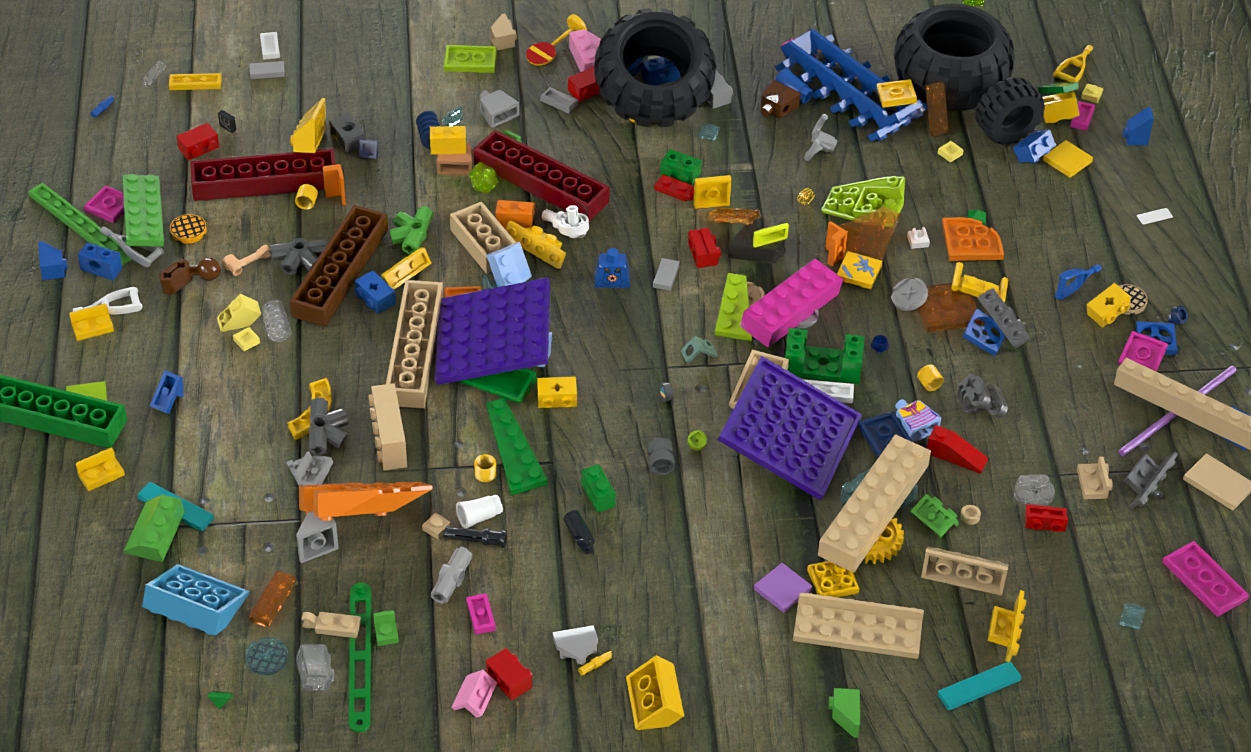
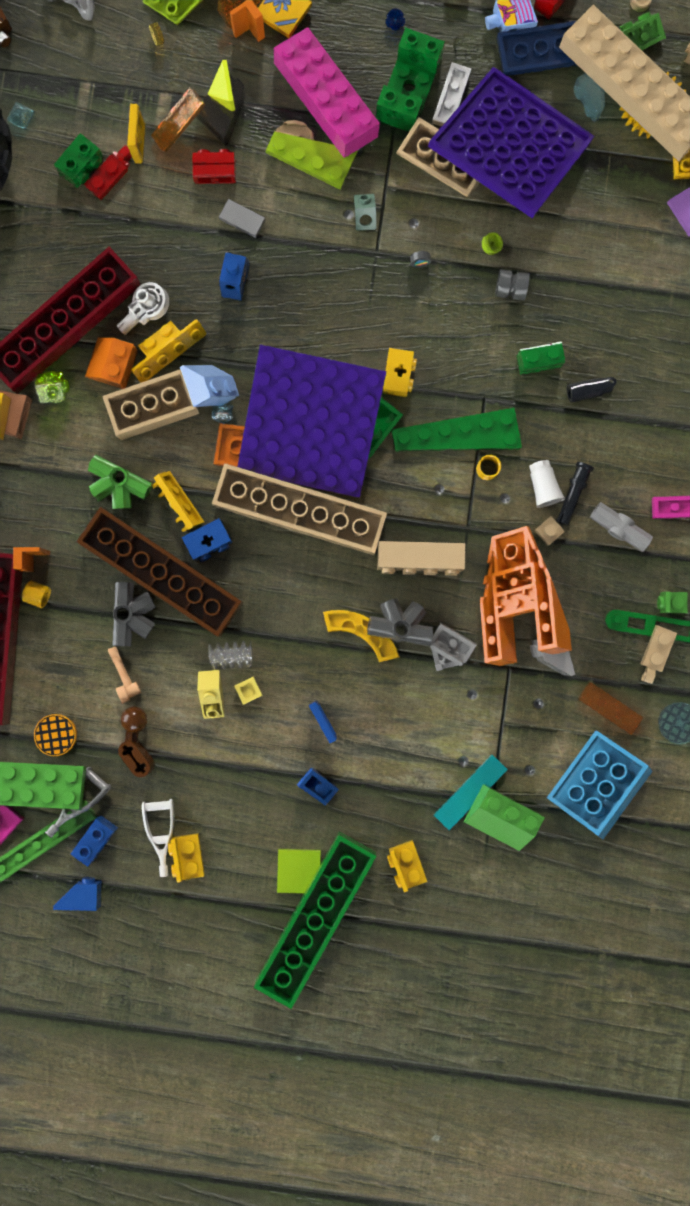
camera: 80 degrees left, 40 degrees up
(235, 386) = (323, 721): none -> blue piece

